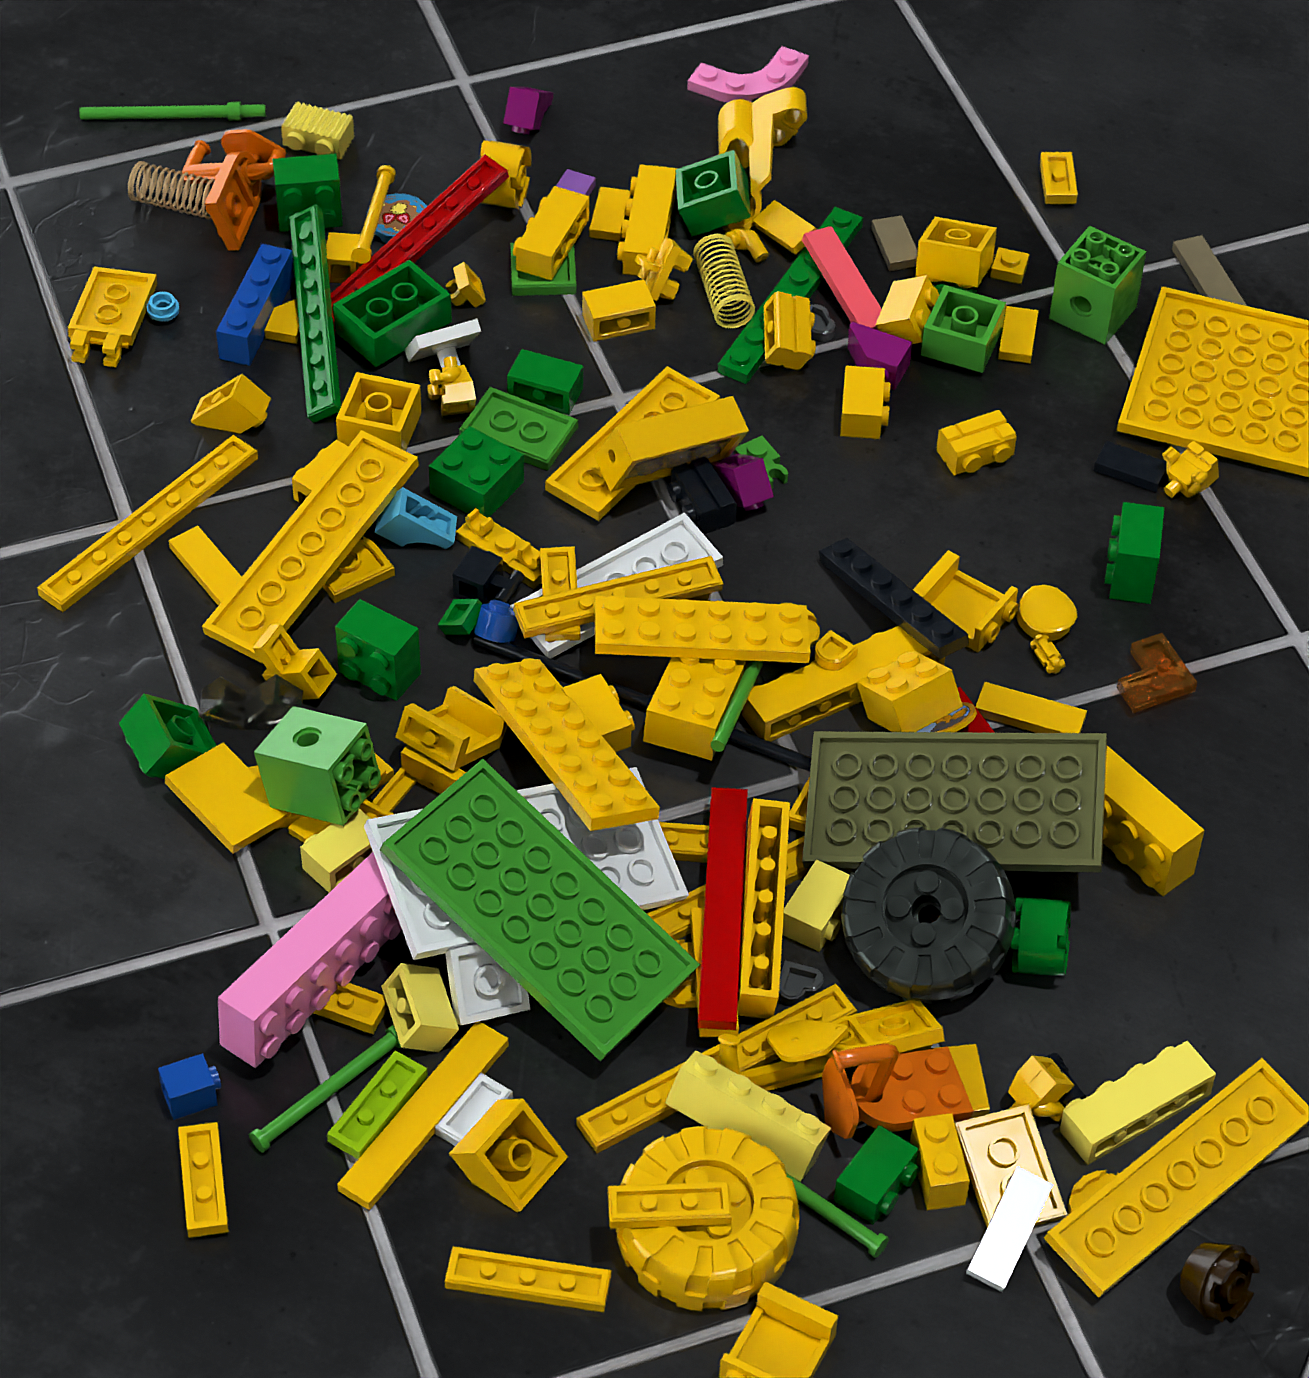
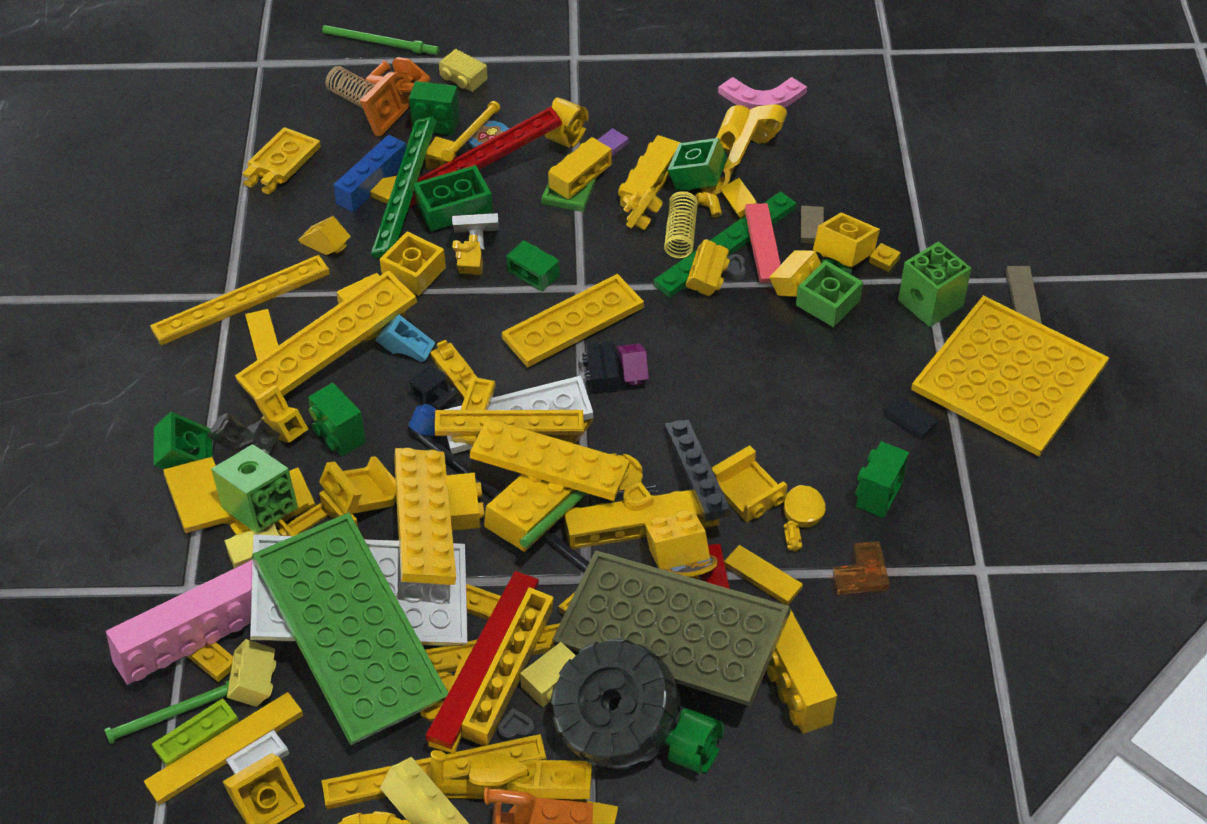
camera: 20 degrees right, 0 degrees up
(162, 306) = (314, 162): medium azure plate -> none
(189, 1086) = (81, 685): blue brick -> none
(203, 1179) = (60, 752): yellow plate -> none
(358, 571) = (355, 362): yellow tile -> none
(460, 617) = (404, 410): green plate -> none
(465, 286) = (511, 191): yellow tile -> none
(476, 473) = (459, 316): green brick -> none
(481, 986) = (291, 670): white tile -> none
(522, 426) = (504, 293): bright green tile -> none
(526, 108) = (602, 82): magenta arch -> none
(609, 214) = (626, 163): yellow tile -> none
(618, 310) = (603, 229): yellow brick -> none
(656, 444) = (579, 324): yellow brick -> none
(761, 448) = (655, 352): bright green plate -> none
(863, 402) = (740, 328): yellow brick -> none
(879, 350) = (766, 299): magenta slope -> none
(976, 442) = (806, 374): yellow brick -> none
(1018, 334) = (870, 306): yellow tile -> none
(1058, 178) = (943, 204): yellow plate -> none
(1189, 471) = (949, 430): yellow piece -> none

